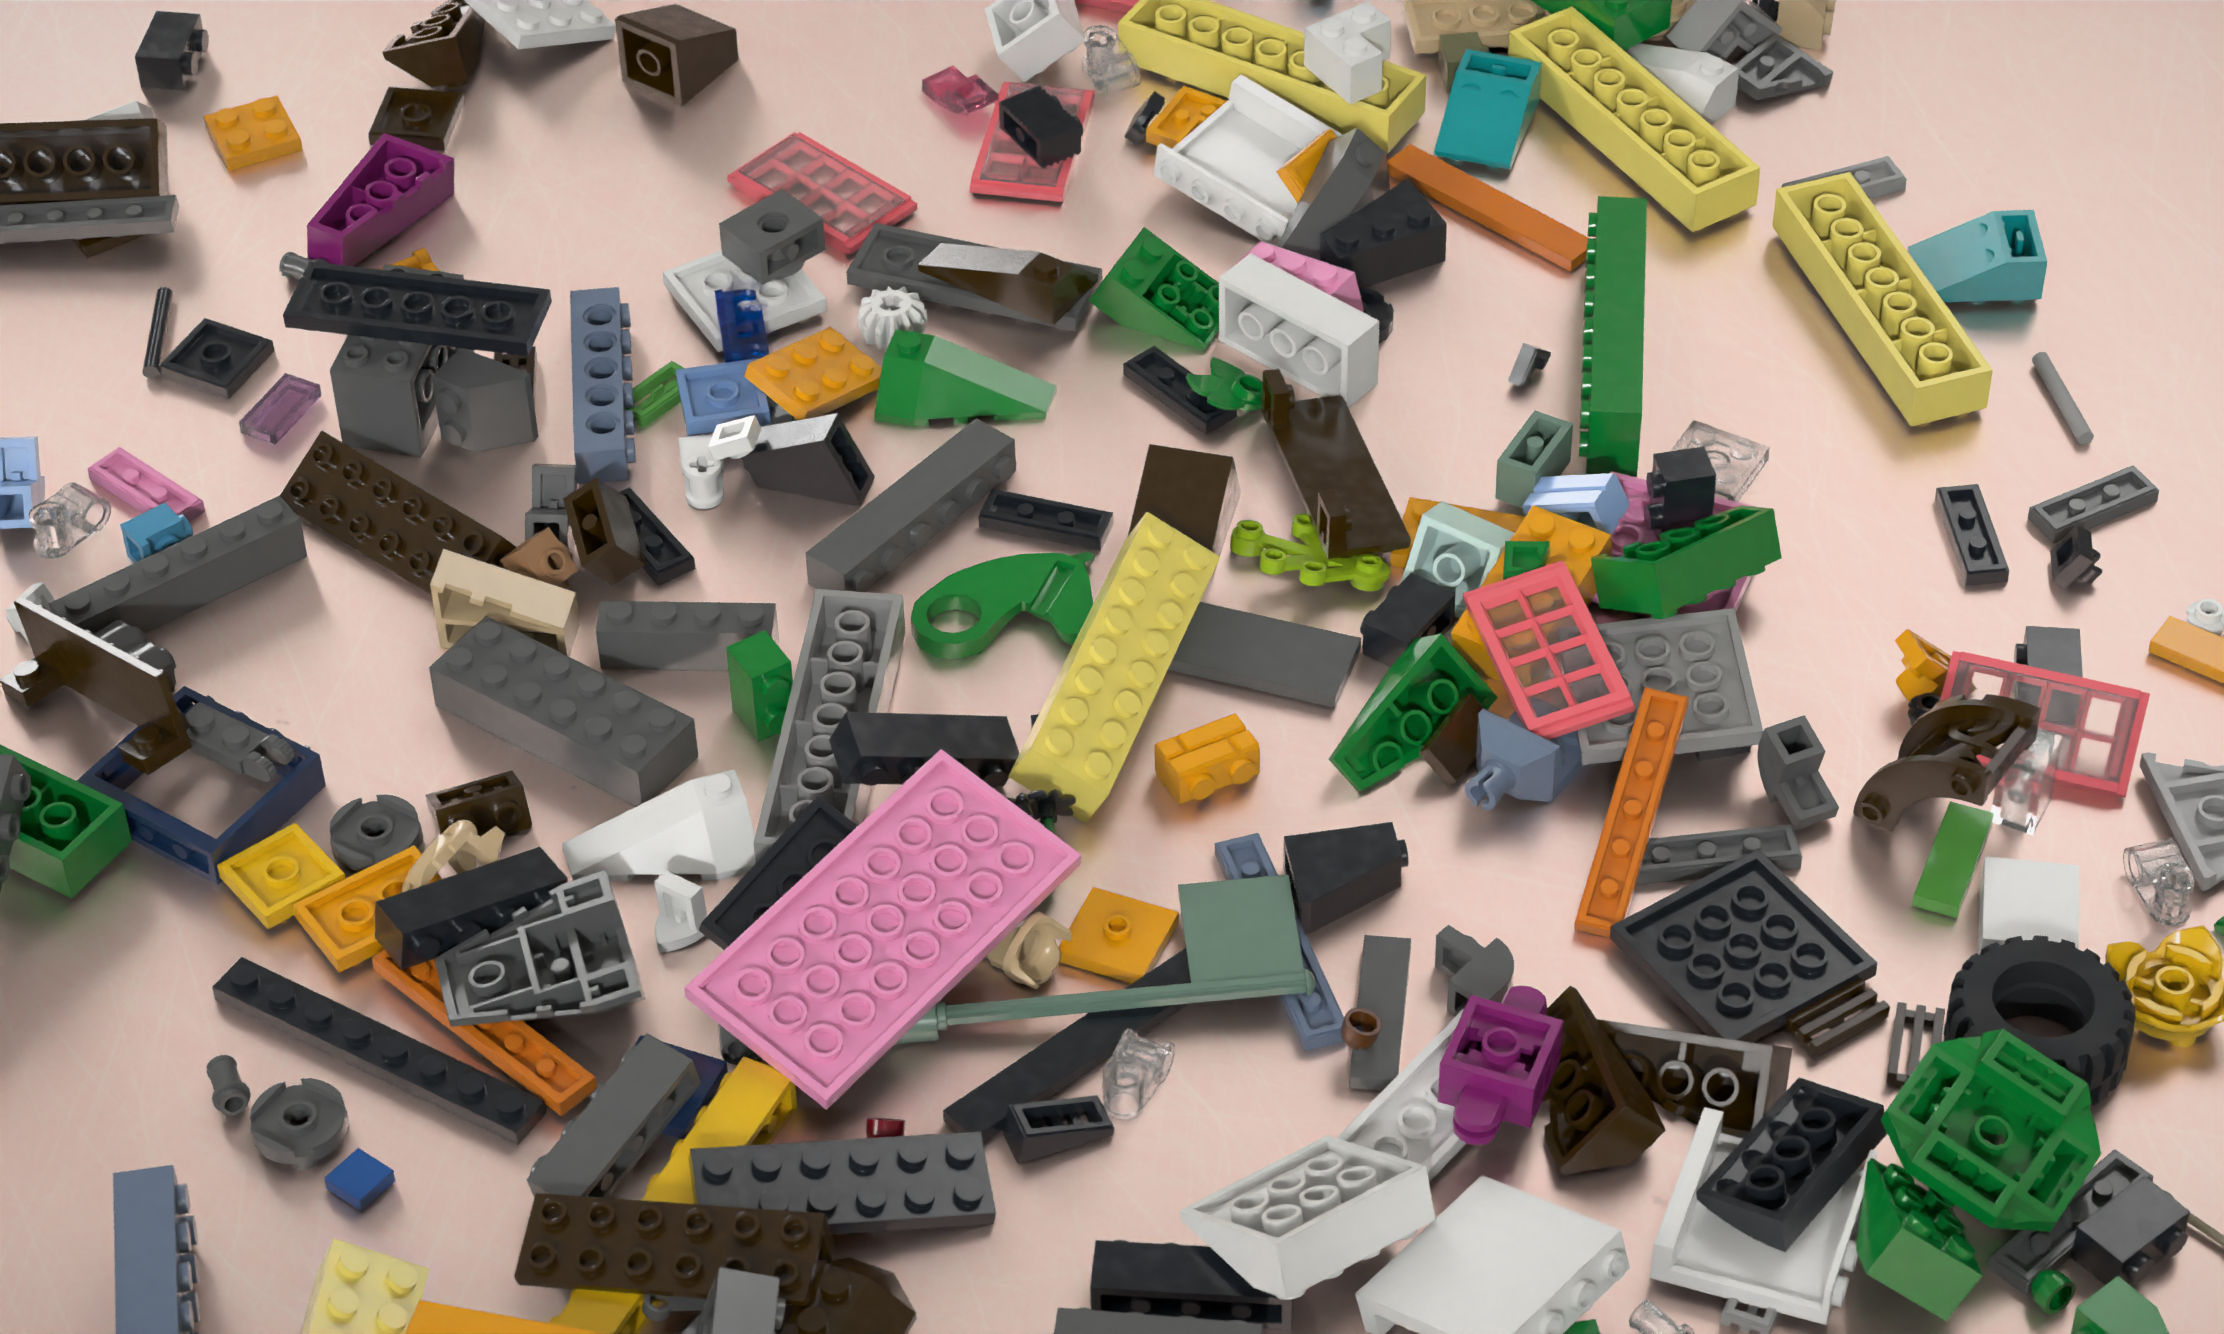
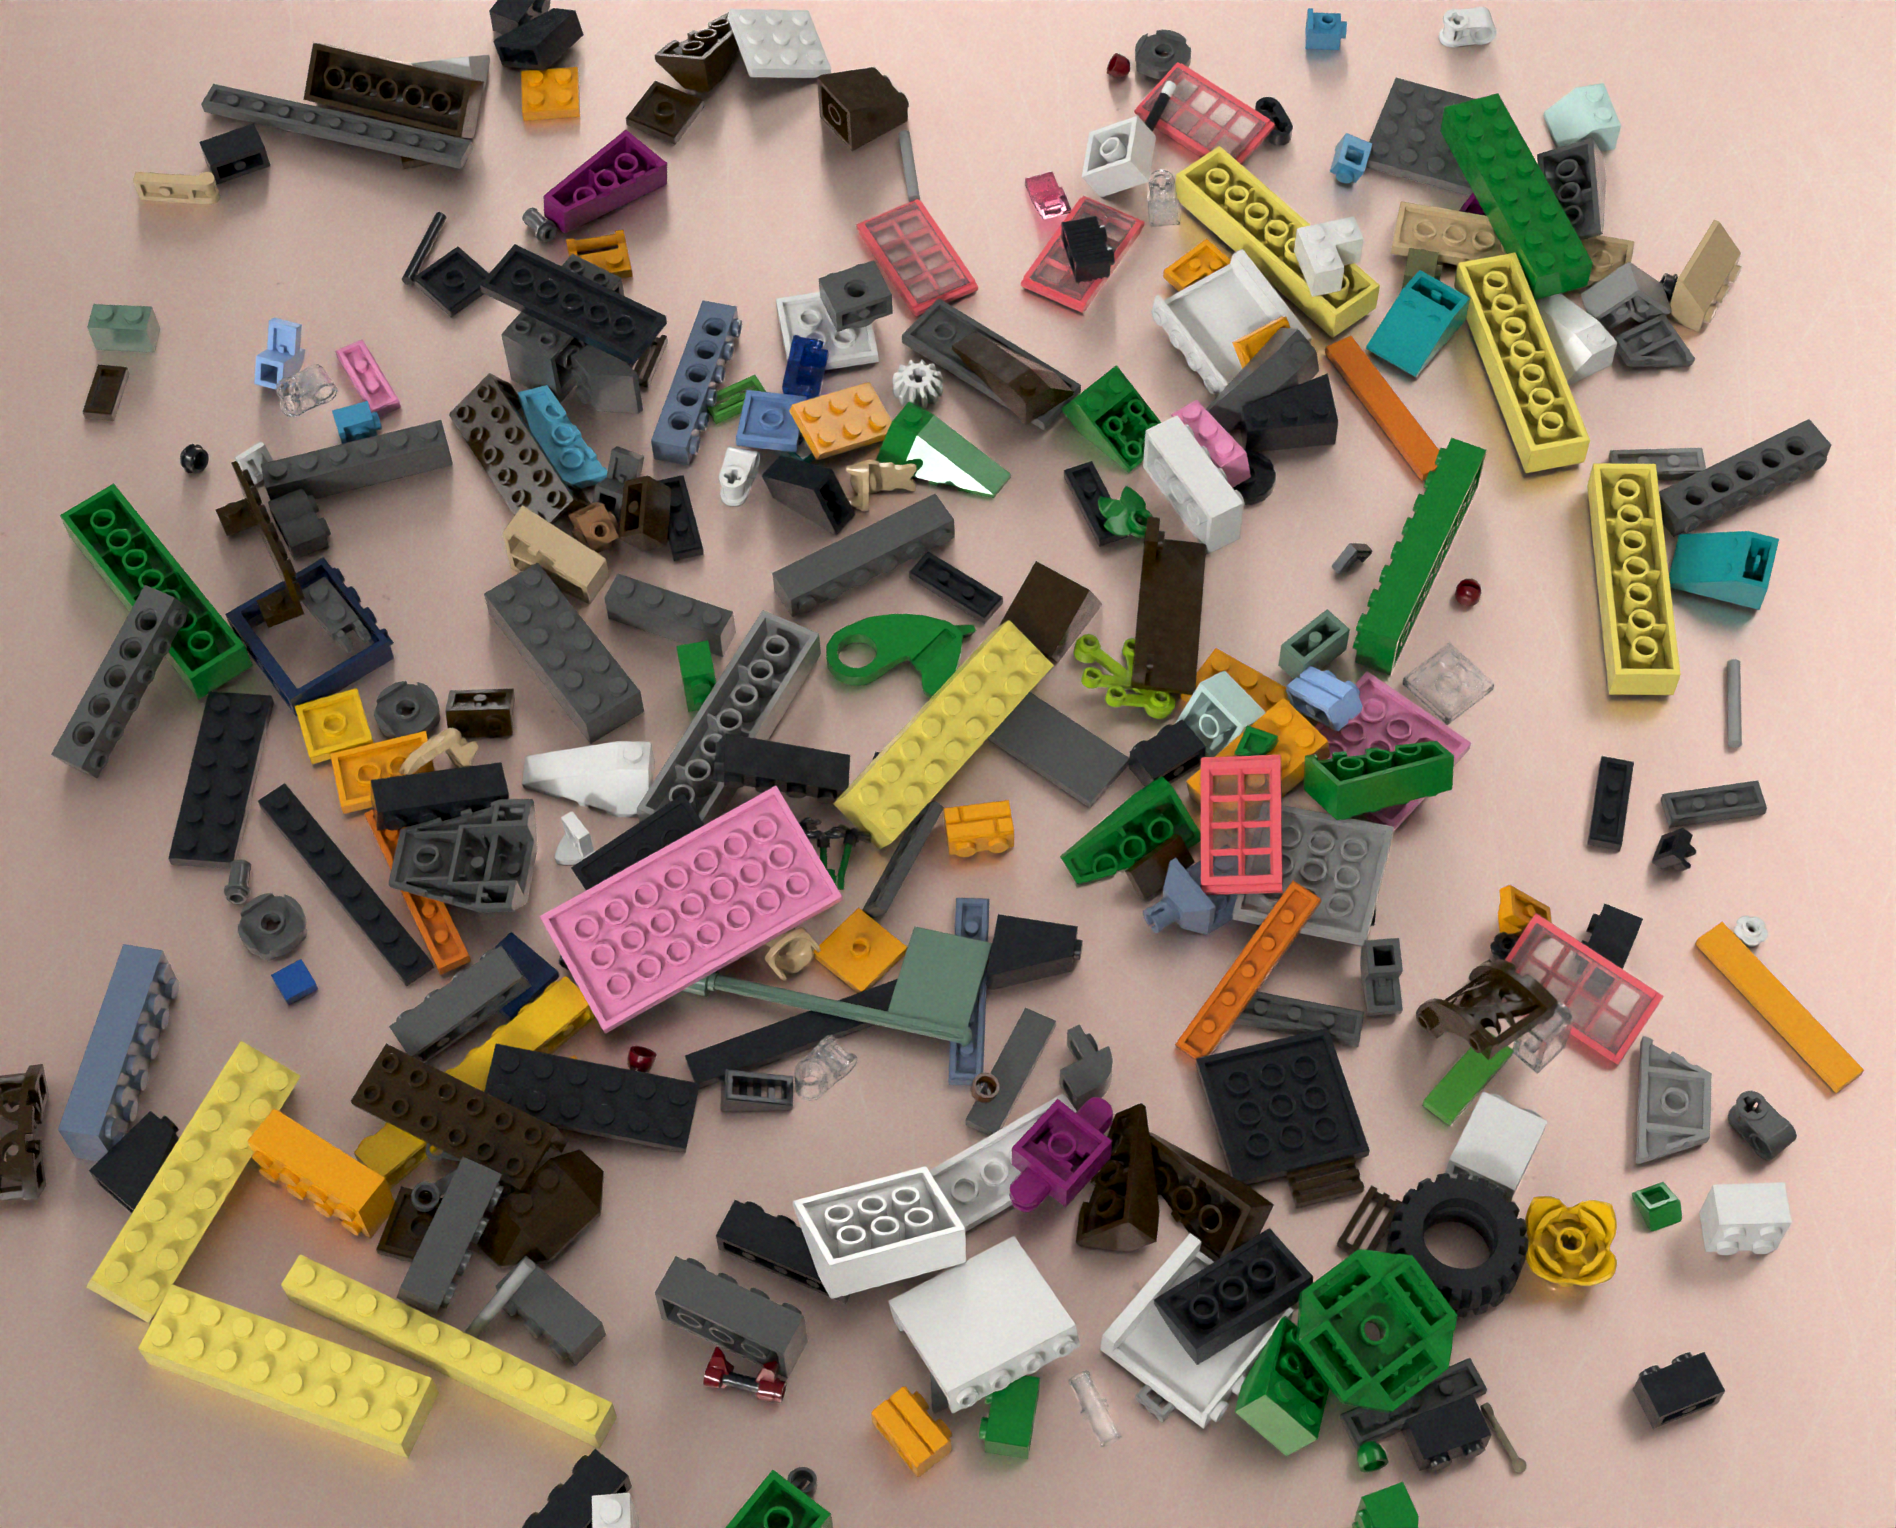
camera: 20 degrees right, 15 degrees up
(147, 981) = (221, 780): none -> black plate
(214, 76) = (540, 40): none -> black slope
(280, 408) = (478, 337): clear purple tile -> none
(449, 483) = (560, 438): none -> medium azure wing
(735, 438) = (760, 463): white plate -> none
(764, 101) = (909, 165): none -> light grey bar
(883, 425) = (873, 476): none -> tan hair
(1126, 818) = (902, 860): none -> dark grey tile
(1143, 116) = (1167, 257): black tile -> none
(1679, 490) = (1395, 717): black brick -> none
(1687, 366) = (1468, 592): none -> dark red hinge
(1957, 167) = (1743, 477): none -> dark grey brick
(2160, 879) = (1608, 1143): clear piece -> none

